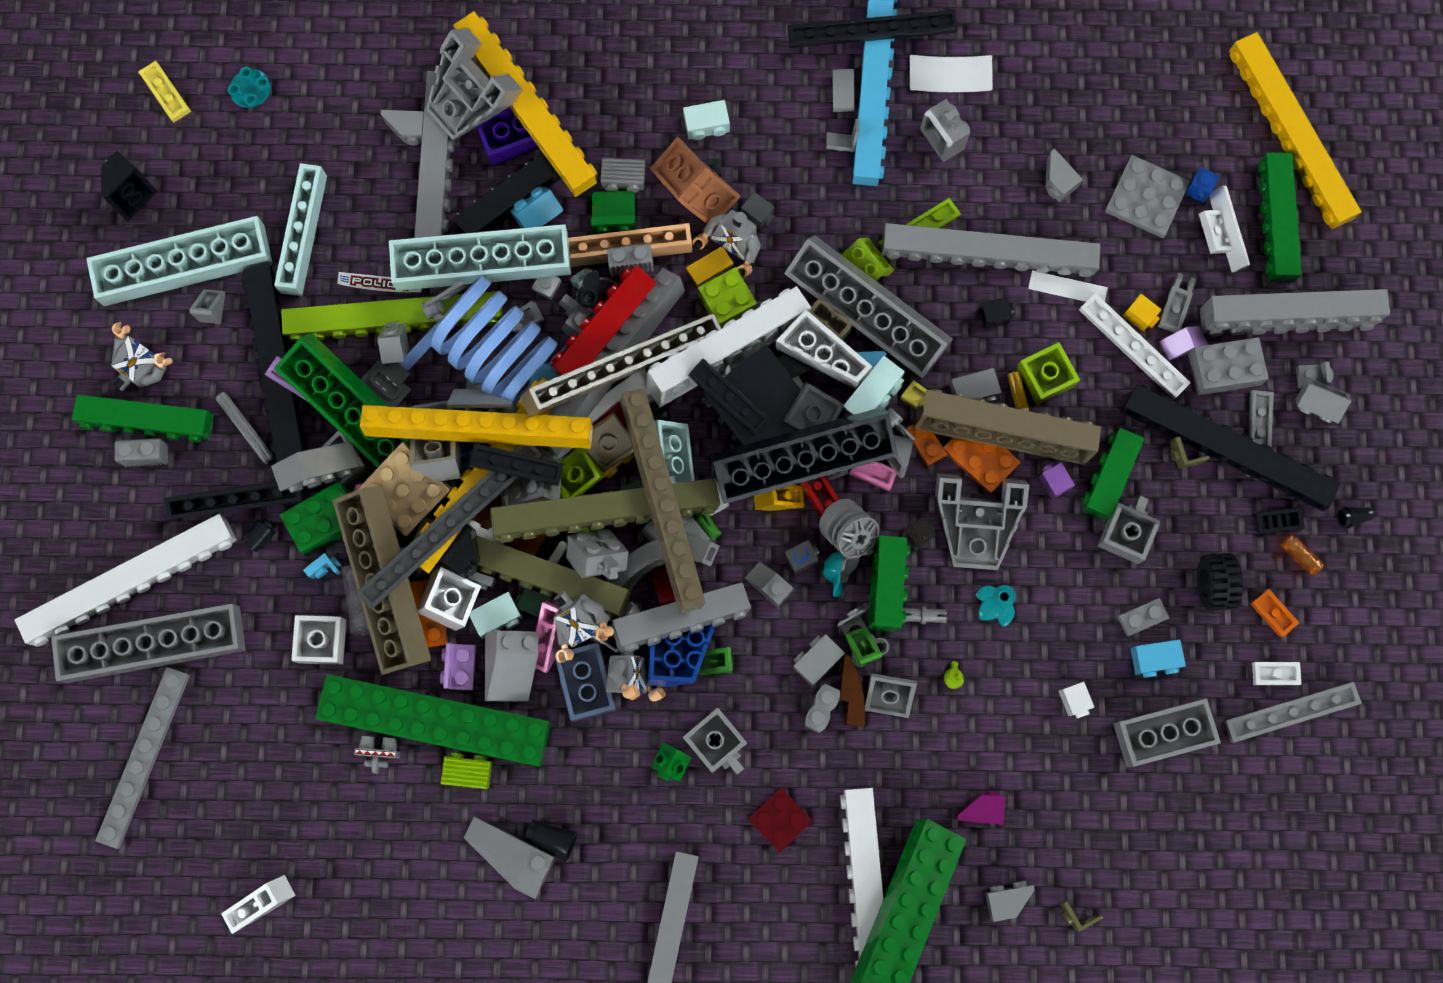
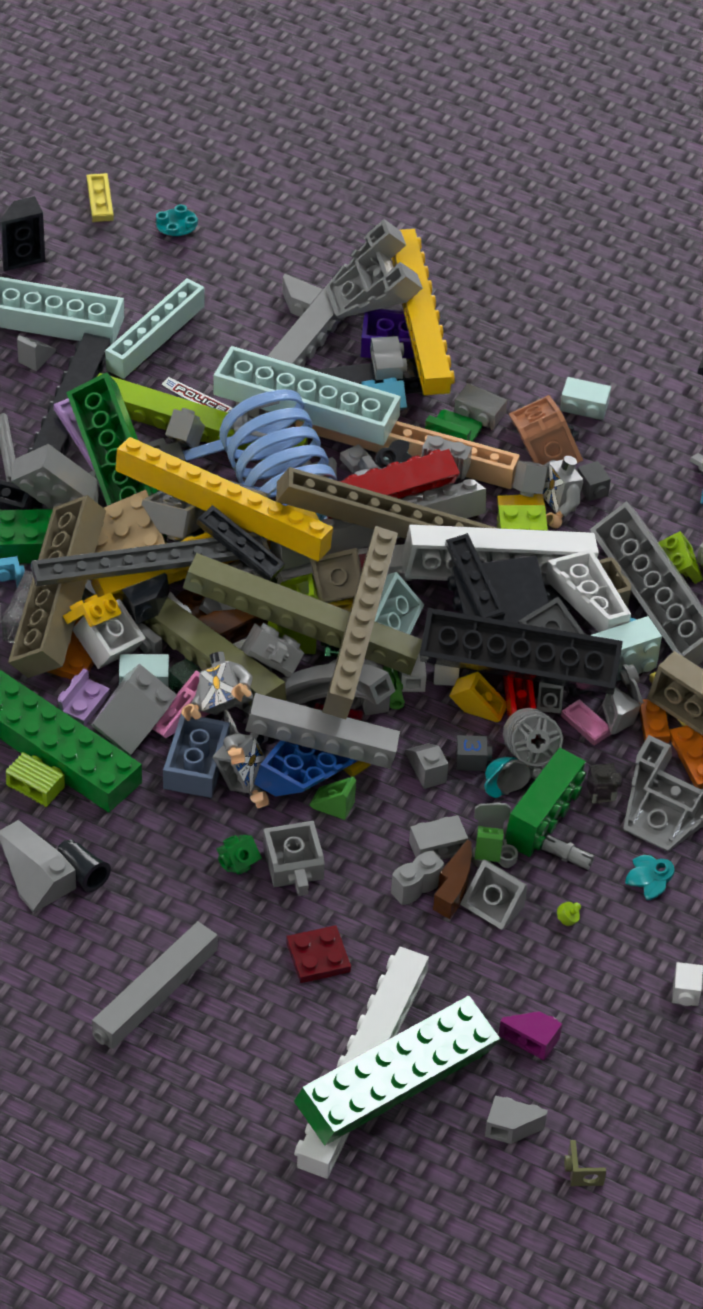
camera: 25 degrees right, 30 degrees down
(429, 597) = (94, 609): none -> yellow bracket
(523, 170) = (387, 357): none -> light grey brick
(708, 241) = (529, 478): none -> light grey brick

